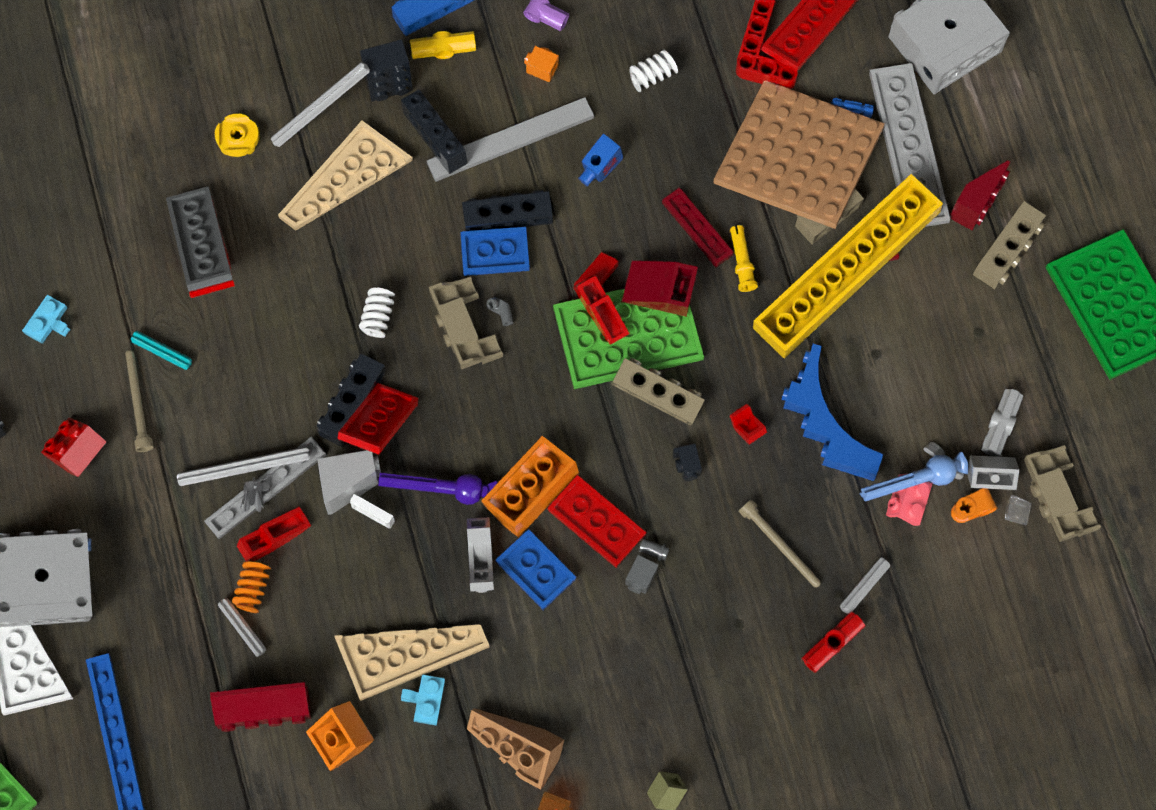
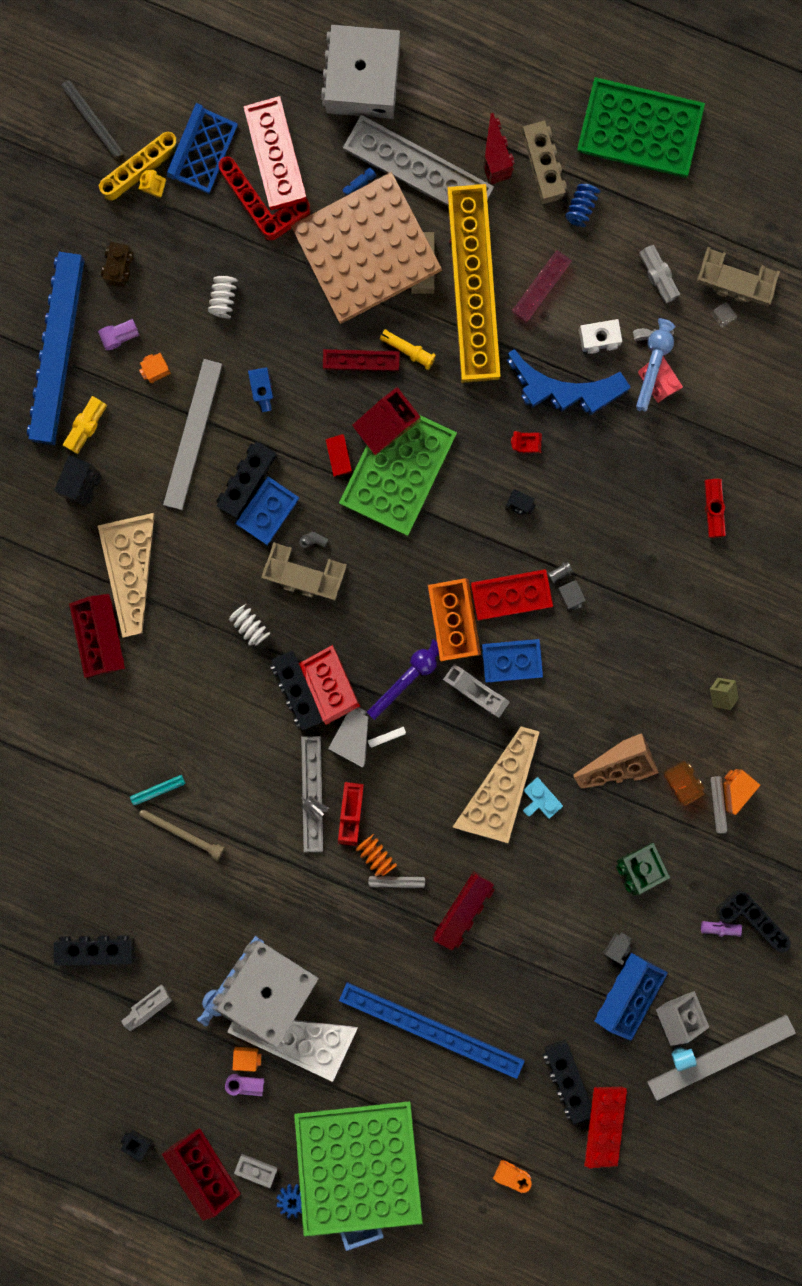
camera: 45 degrees left, 15 degrees up
(47, 319) = (72, 852): medium azure plate -> none
(73, 446) = (181, 901): slope -> none
(200, 242) = (105, 708): dark grey piece -> none
(241, 146) = (27, 621): yellow plate -> none
(243, 466) = (287, 798): axle -> none
(262, 193) = (97, 635): none -> dark red slope
(320, 104) = (67, 546): light grey axle -> none
(339, 735) = (521, 873): orange slope -> none
(434, 131) = (147, 483): black brick -> none
(601, 309) = (370, 474): red slope -> none
(692, 398) = (485, 472): dark tan brick -> none
(751, 512) = (586, 488): dark tan piece -> none
(864, 585) = (693, 456): light grey axle -> none
(897, 402) = (609, 329): none -> white brick
(899, 329) = (541, 286): none -> clear pink plate
(976, 504) = (699, 339): orange piece -> none
(993, 472) = (689, 309): light grey brick -> none
(1001, 305) = (580, 204): none -> blue piece

